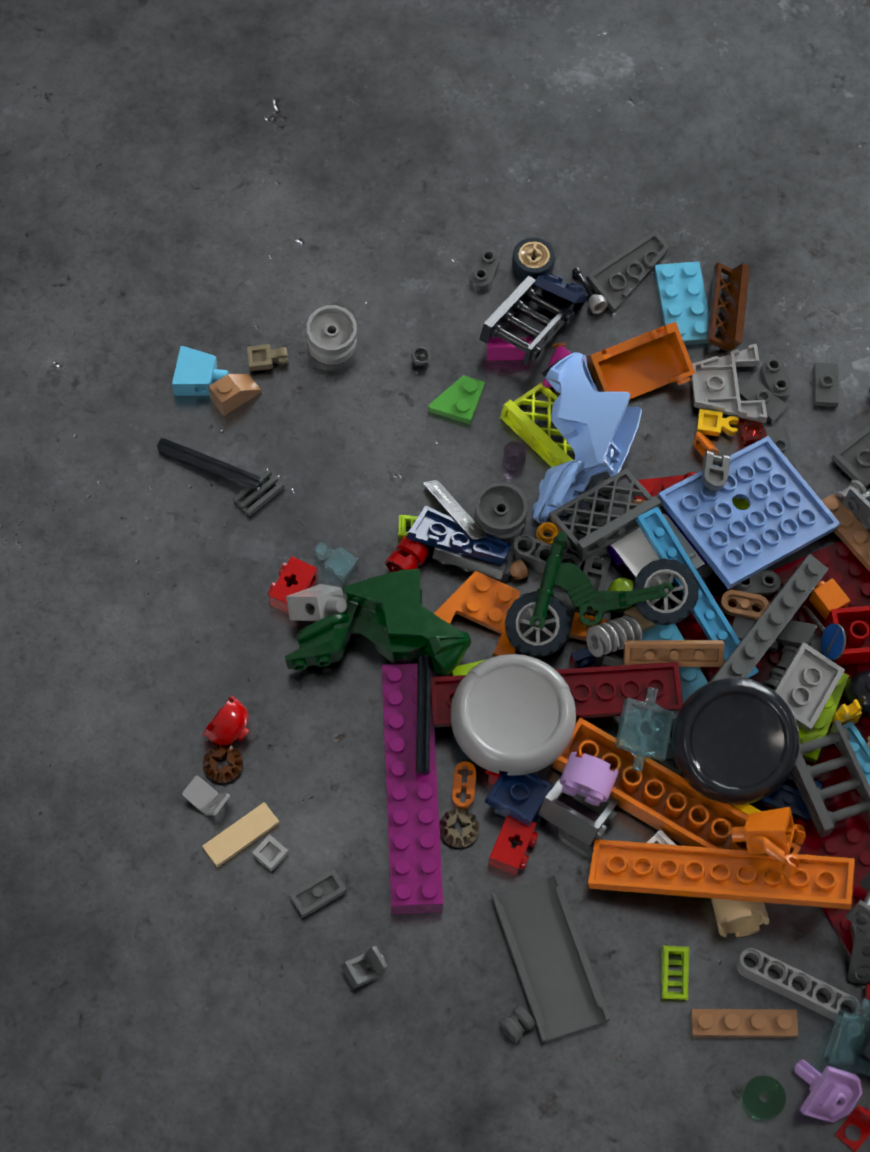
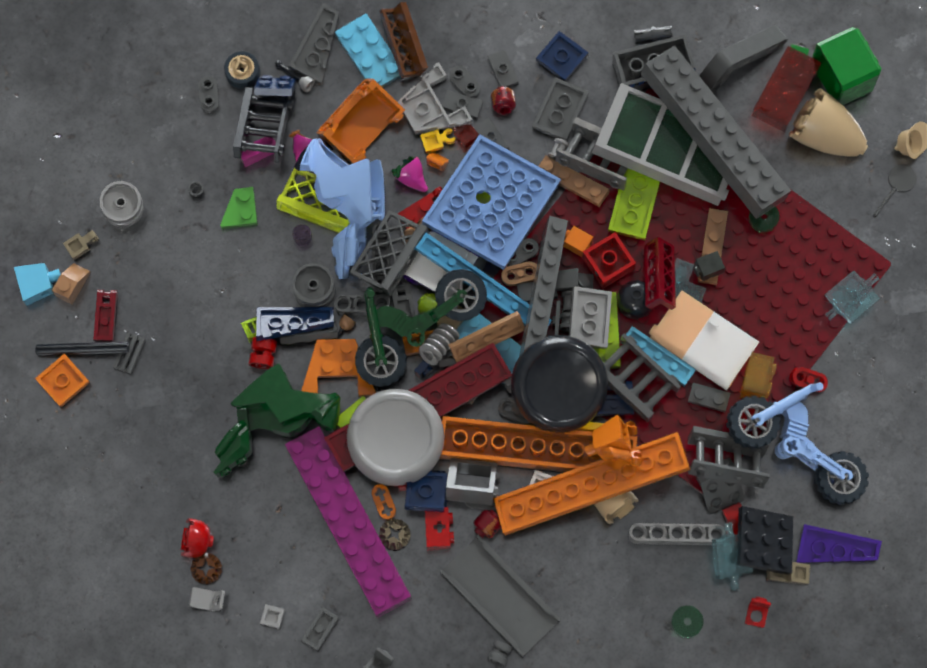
camera: 20 degrees left, 10 degrees up
(170, 487) = (62, 380): none -> orange plate
(240, 834) = (245, 613): tan tile -> none
(253, 441) = (105, 316): none -> dark red plate
(291, 573) = (195, 423): red brick -> none
(325, 599) = (215, 420): light grey torso -> none
(338, 561) = (214, 378): clear light blue plate -> none
(423, 715) = (332, 468): black axle -> none
(455, 509) = (279, 299): sticker -> none
(547, 527) = (352, 279): light orange plate -> none
(573, 866) = (487, 524): none -> dark red head
(588, 778) = (470, 460): lavender brick -> none
(644, 729) = (492, 404): clear light blue plate -> none
(669, 445) = (411, 174): none -> dark pink hat
(684, 972) = (589, 546): lime slope -> none
(714, 476) = (457, 188): dark grey plate -> none
(744, 1023) = (652, 577): medium nougat plate -> none
(763, 674) = (556, 319): none -> dark grey piece
(811, 414) = (503, 100): none -> dark red head
(831, 1094) = (731, 597): lavender piece -> none
(833, 637) = (593, 272): blue piece -> none
(848, 713) = (626, 323): yellow plate -> none

